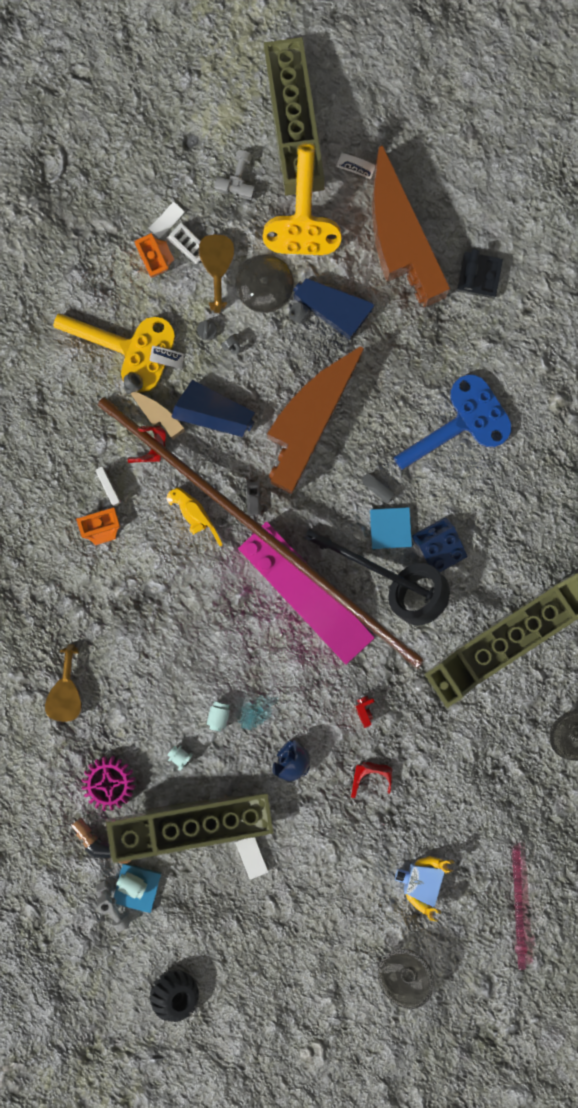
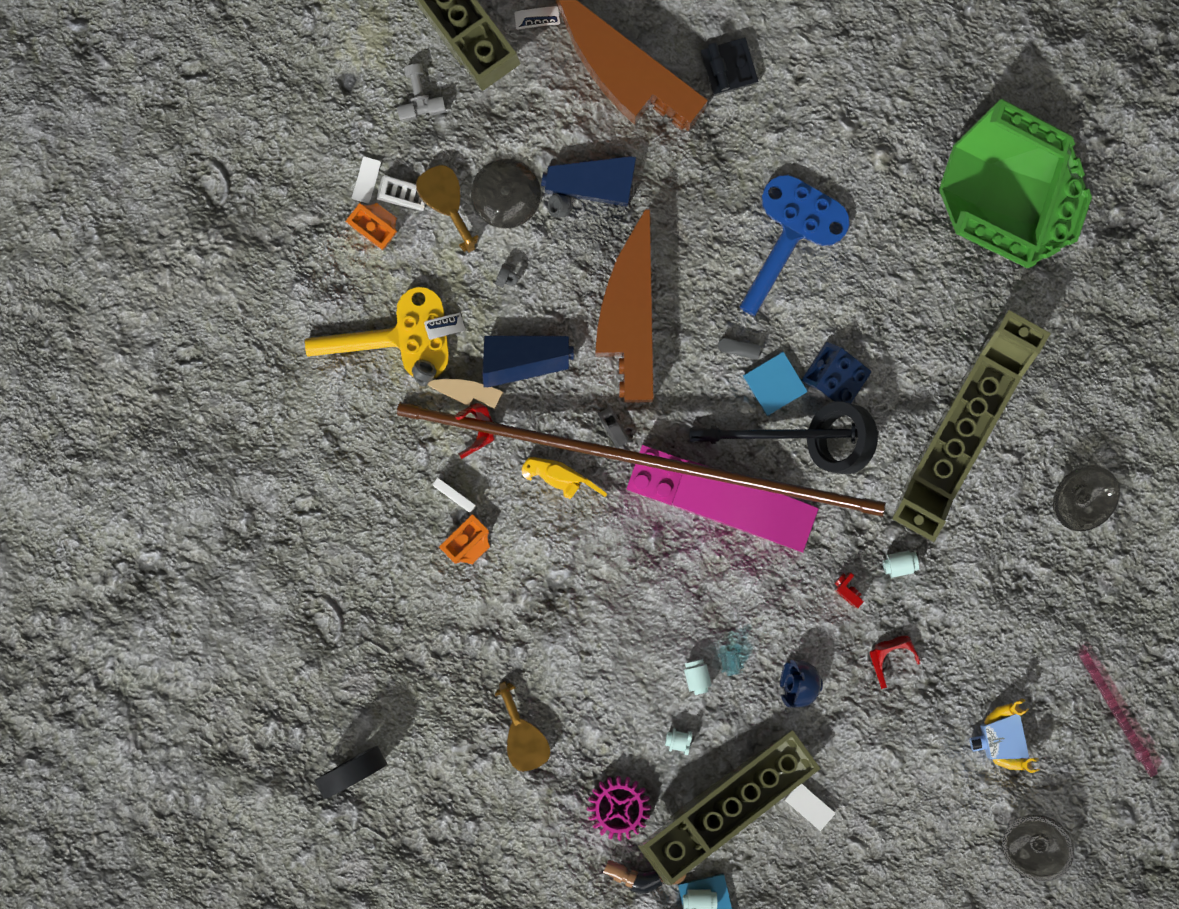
camera: 25 degrees left, 0 degrees up
(206, 330) = (471, 275): dark grey tile -> none
(302, 231) = (519, 117): yellow piece -> none
(414, 711) = (901, 563): none -> light aqua brick

